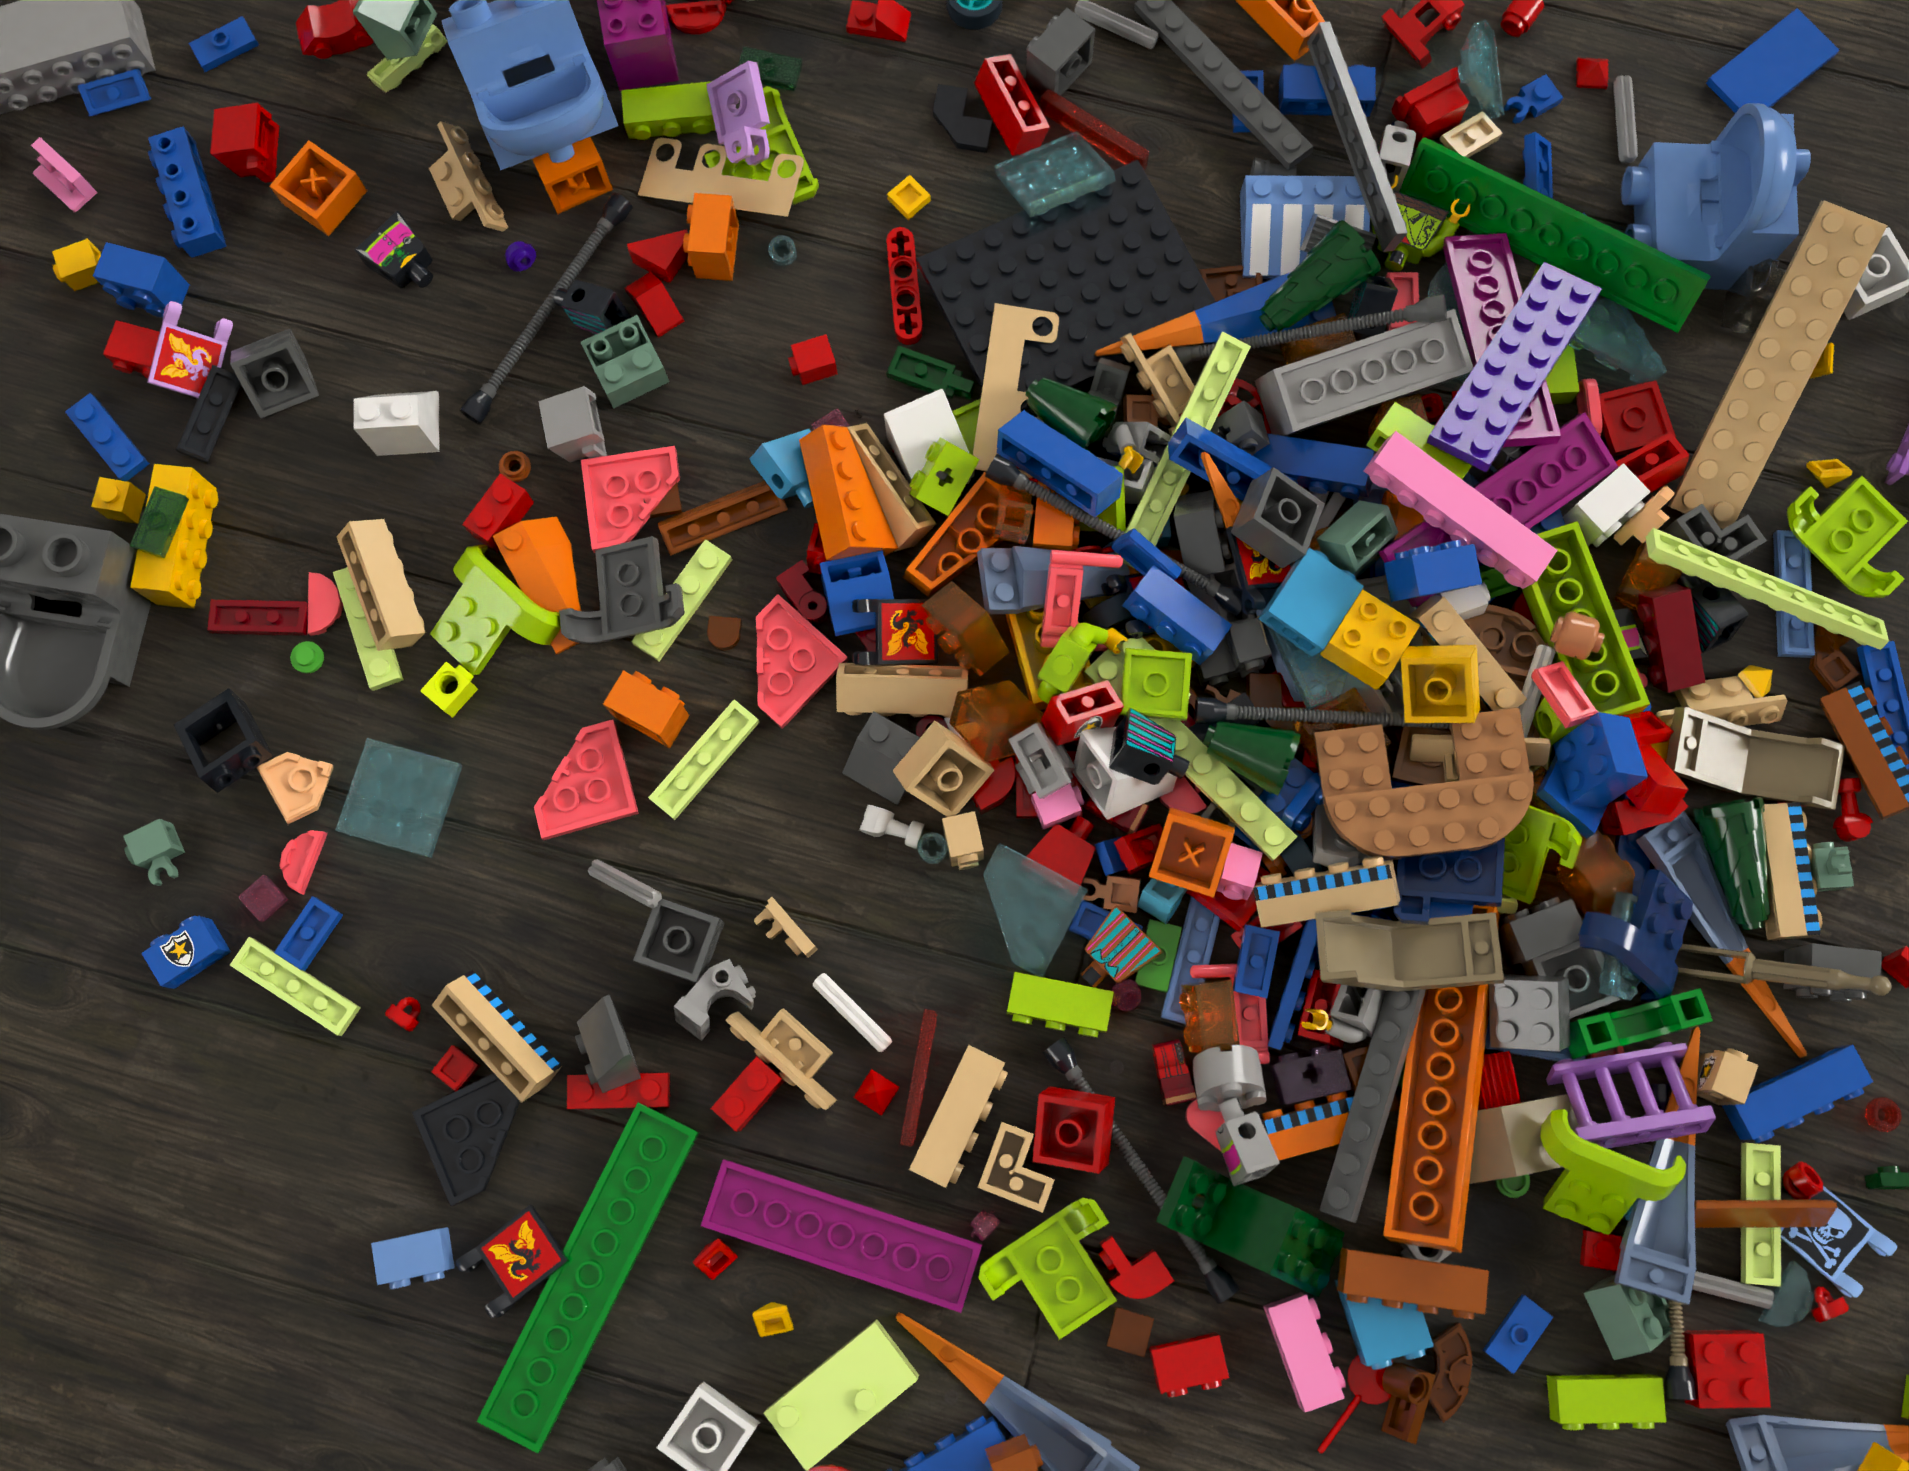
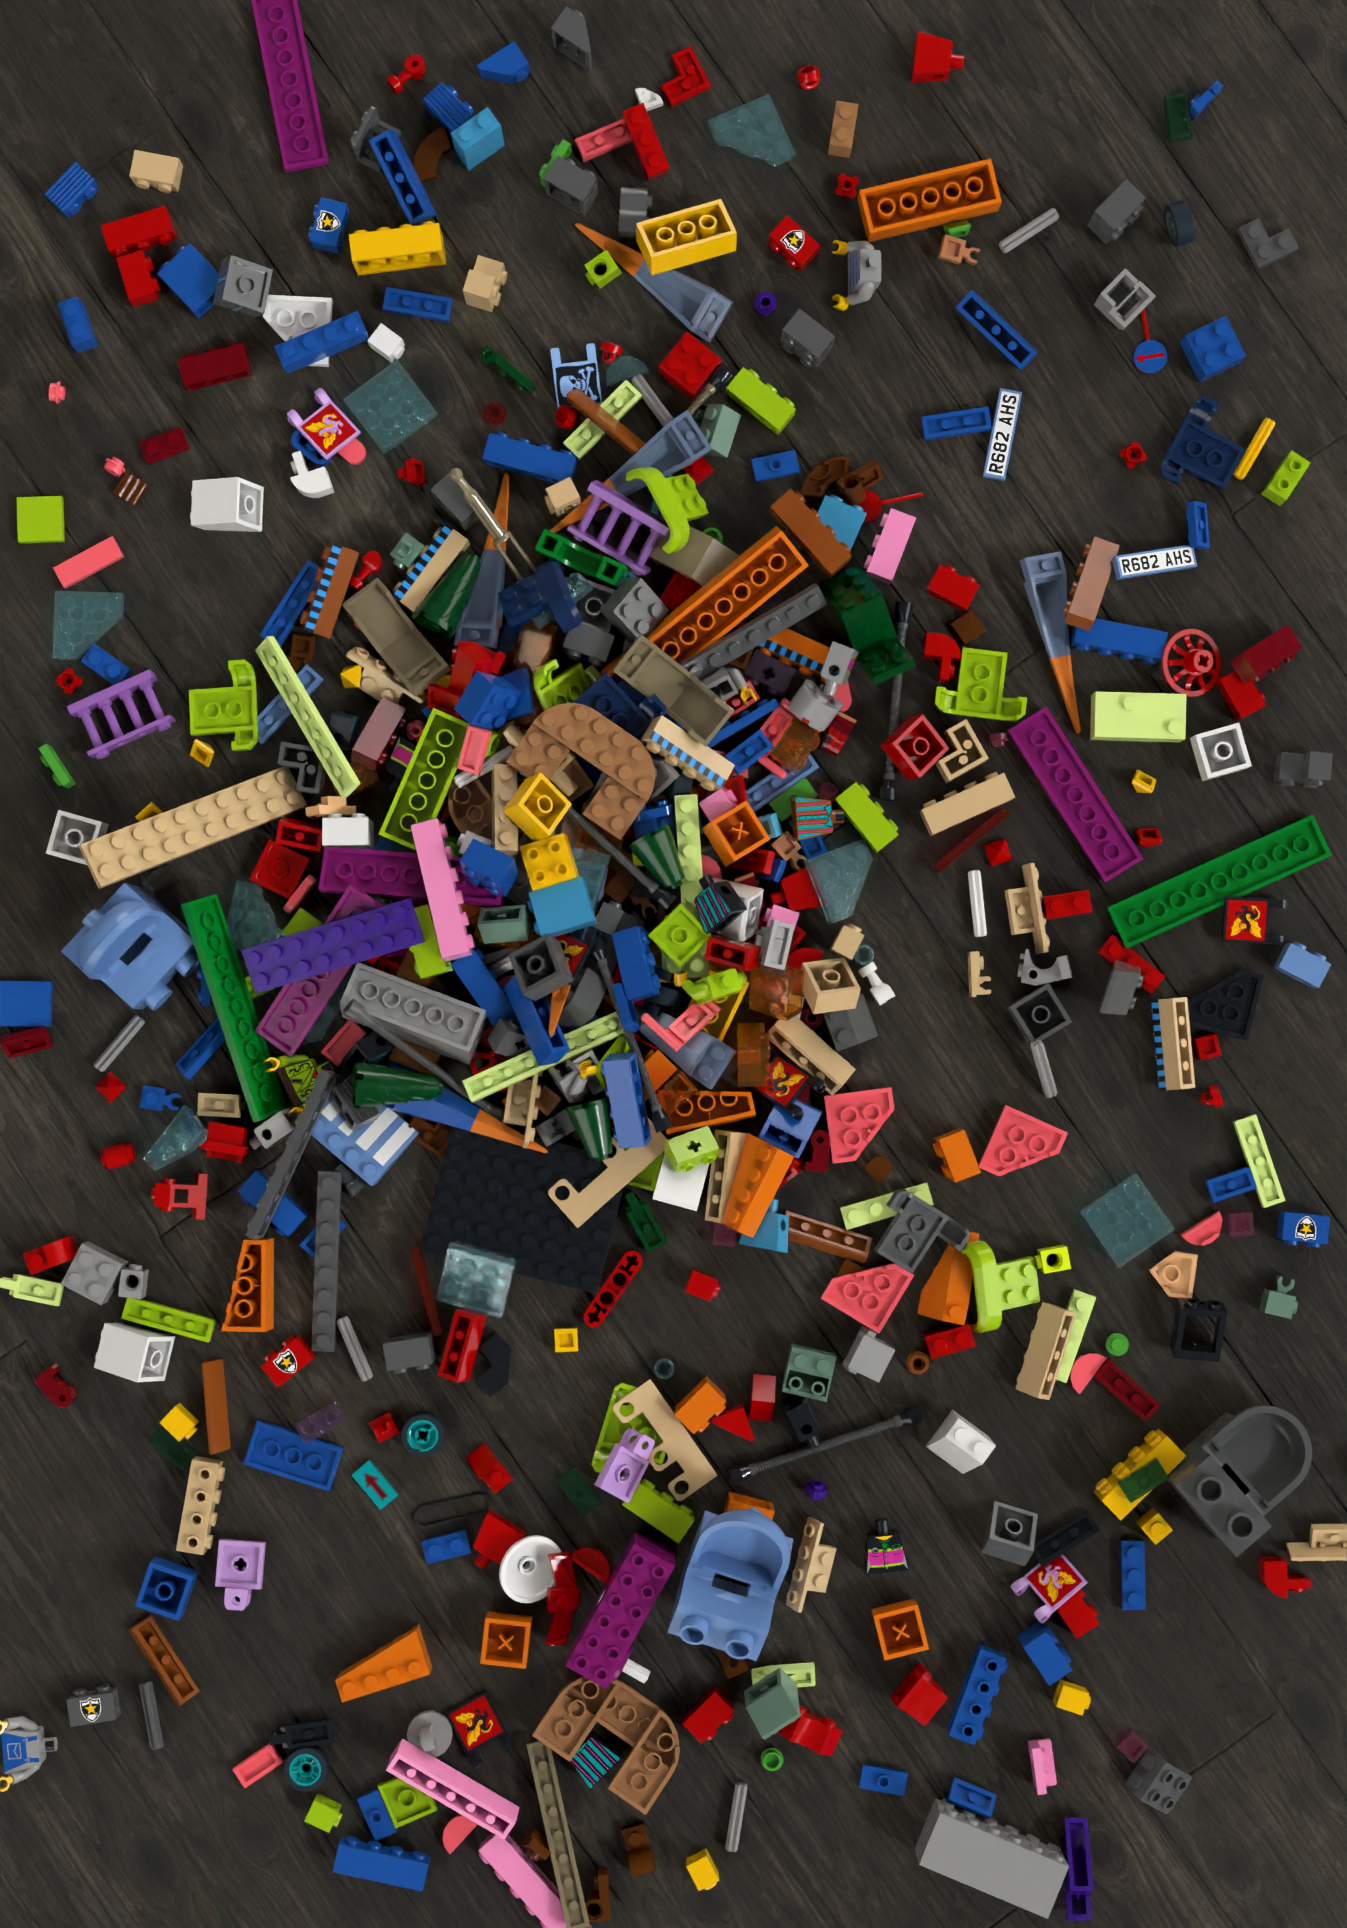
camera: 140 degrees left, 10 degrees up
(704, 759) = (946, 1104): yellowish green plate -> none
(1576, 635) = (440, 773): nougat head -> none
(1717, 44) = (26, 1041): none -> dark red plate

